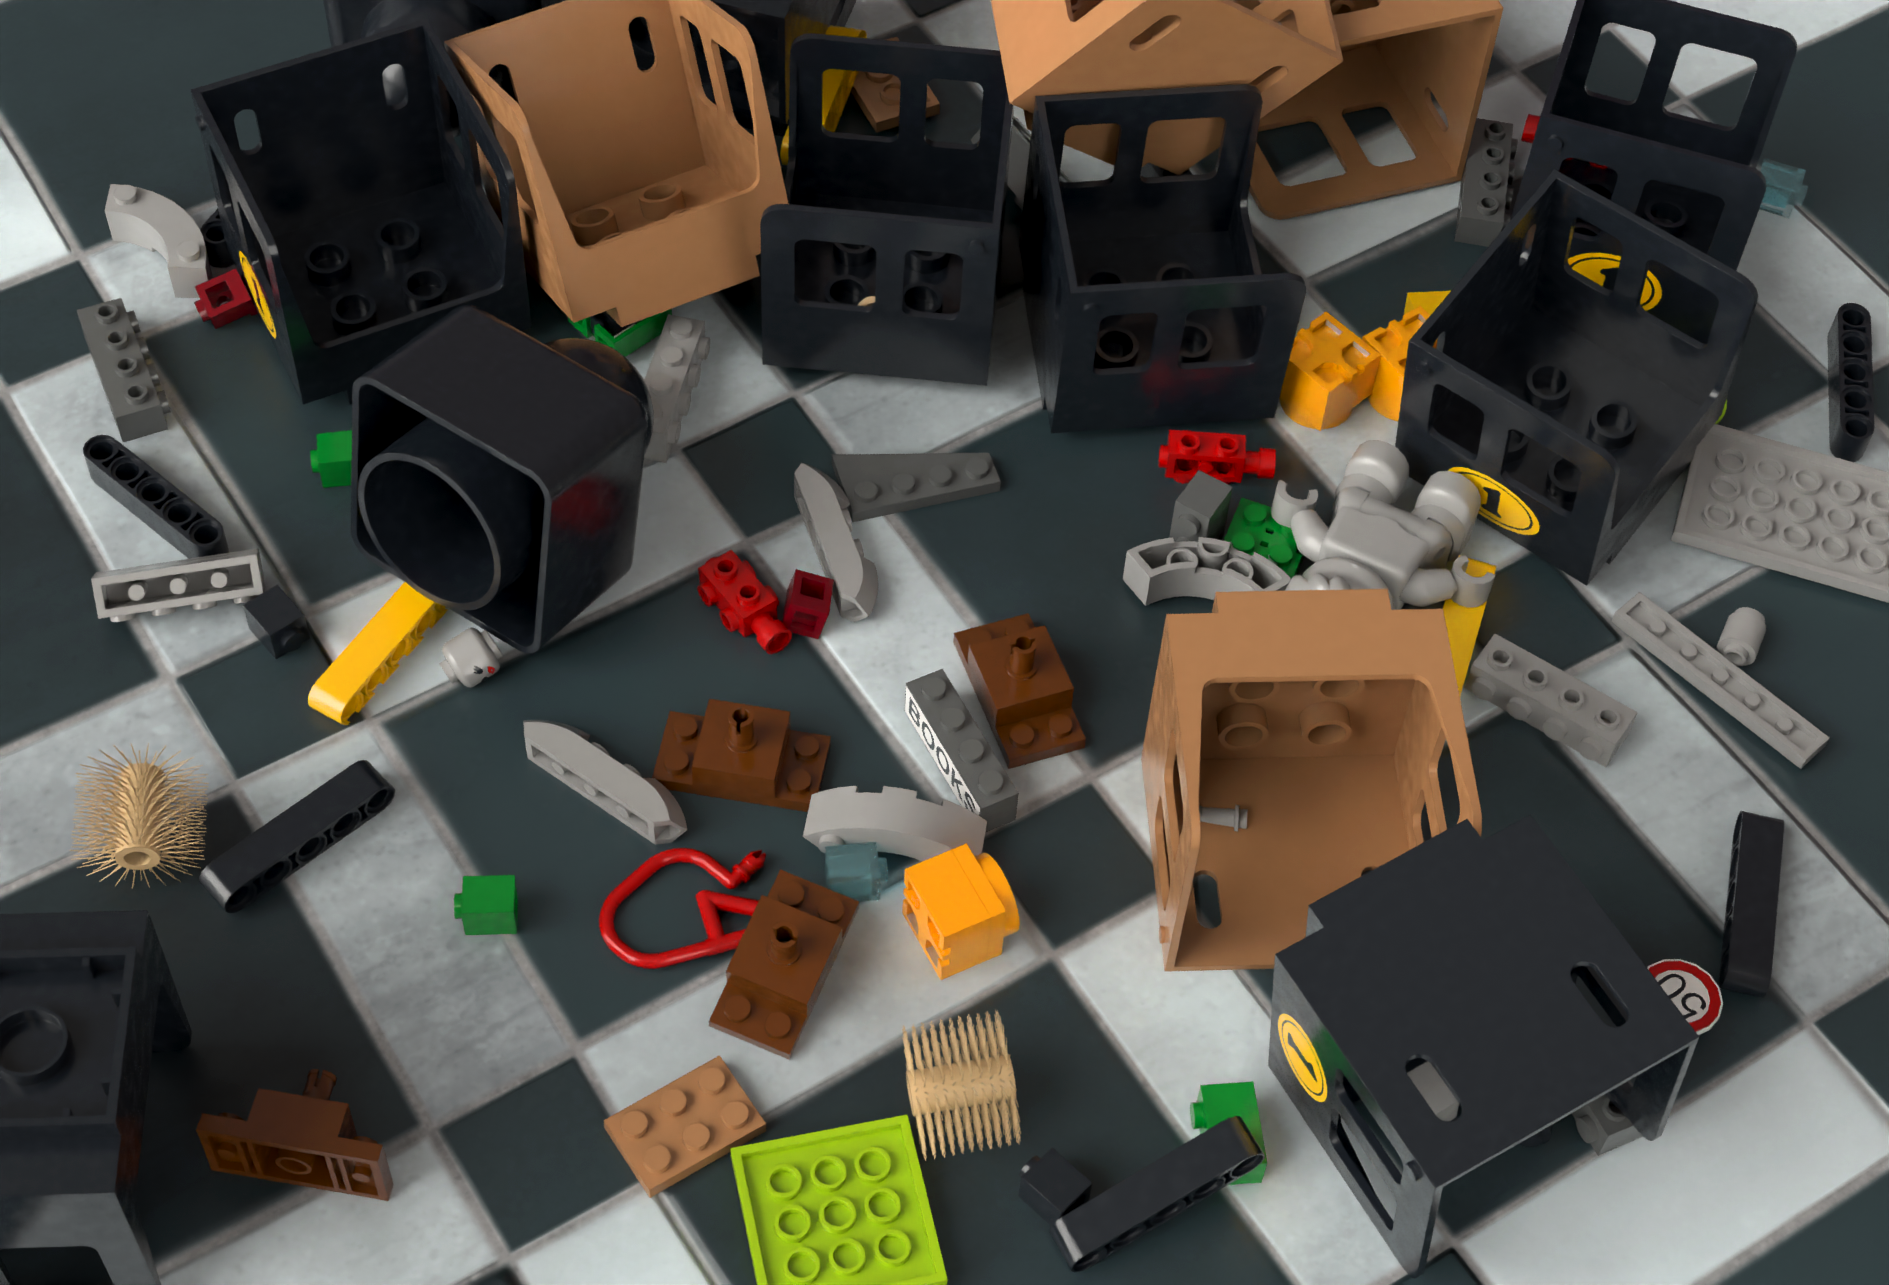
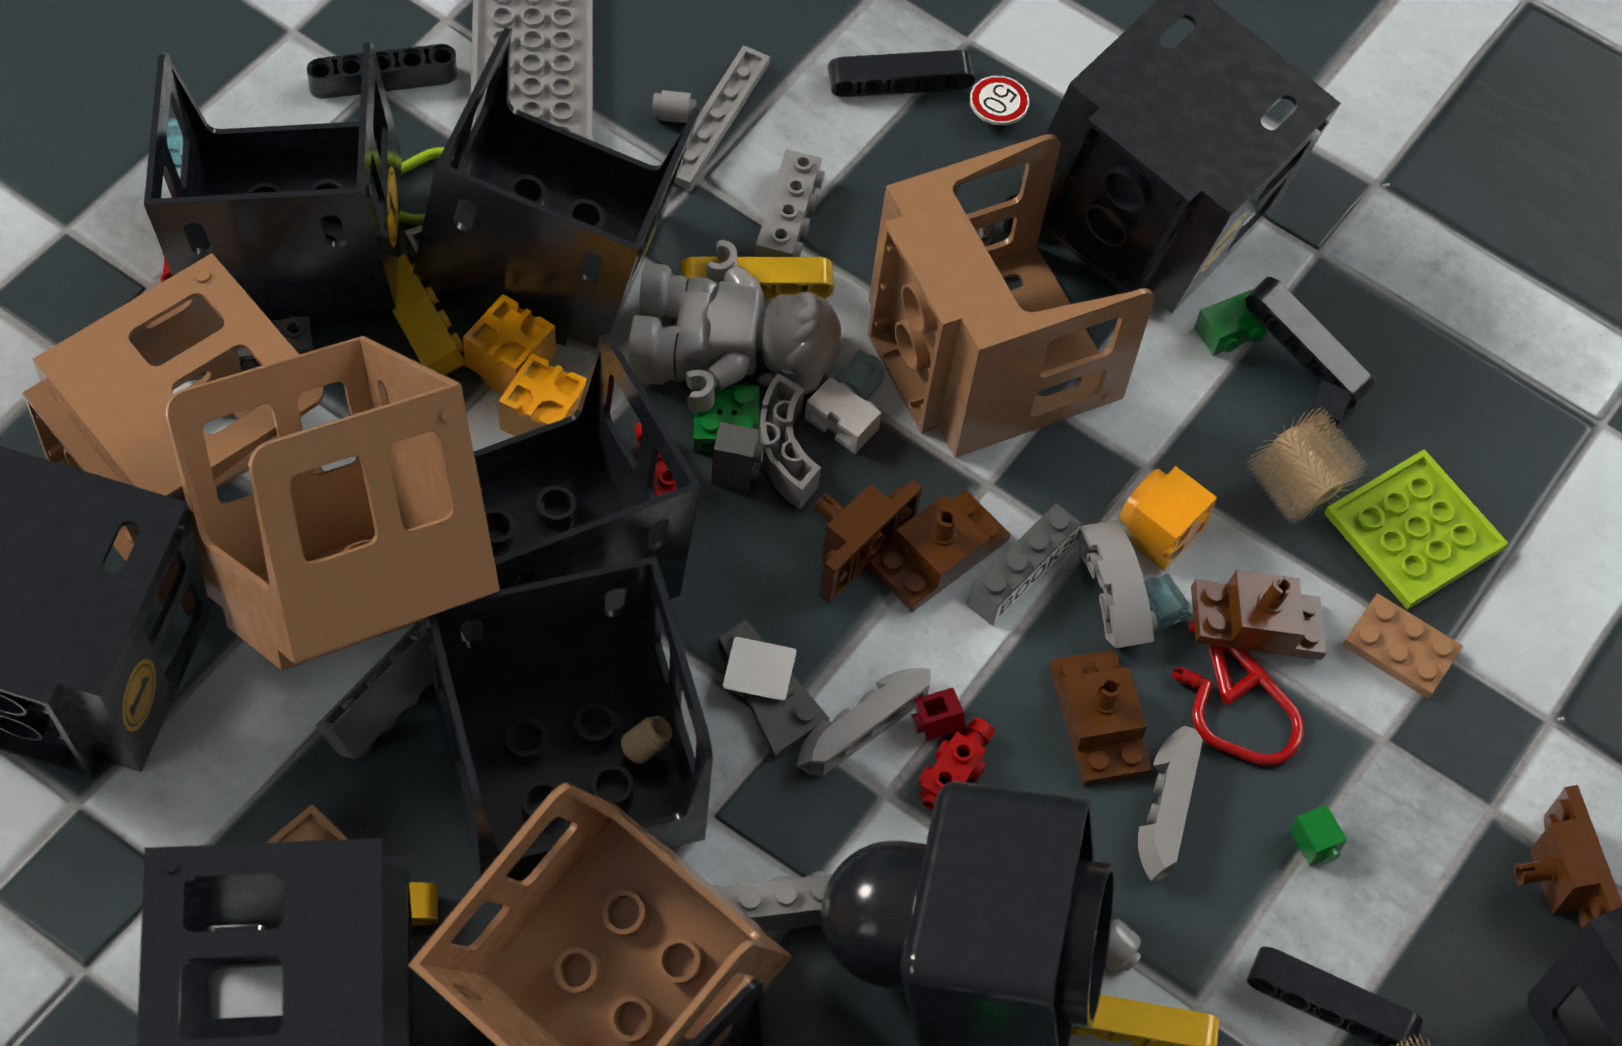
camera: 115 degrees left, 5 degrees up
(932, 466) = (759, 668): none -> white sticker
(1054, 592) = (861, 532): none -> reddish brown brick

